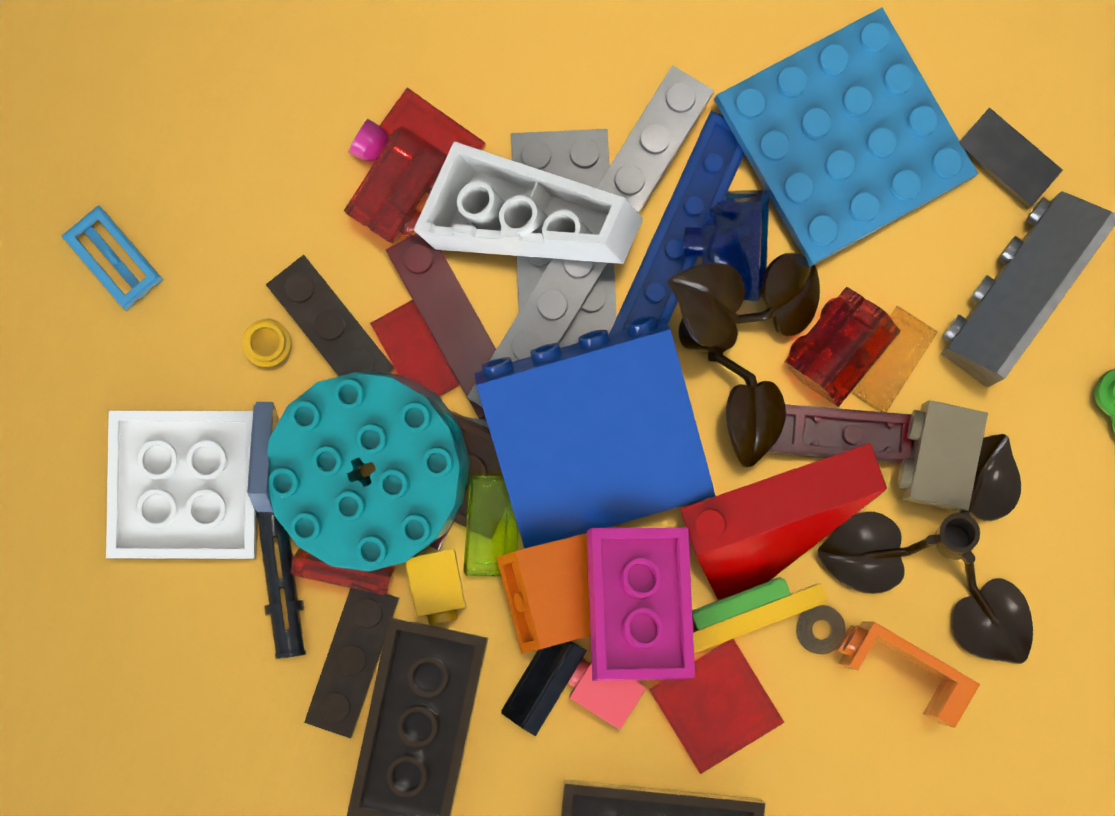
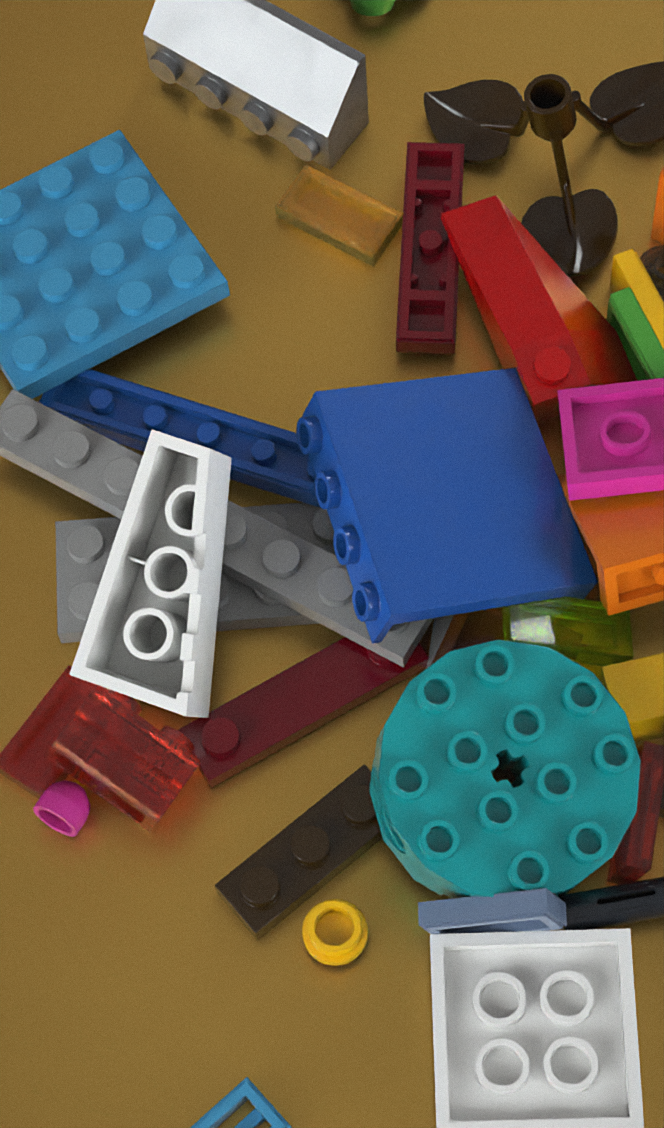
camera: 85 degrees left, 20 degrees down
(414, 349) = (335, 745): clear red tile -> none
(709, 303) = (285, 323): dark brown plant -> none
(735, 237) = (206, 352): clear blue brick -> none
(841, 345) = (325, 252): clear red brick -> none
(942, 455) = (454, 134): dark tan brick -> none
(1009, 158) = (102, 102): black tile -> none

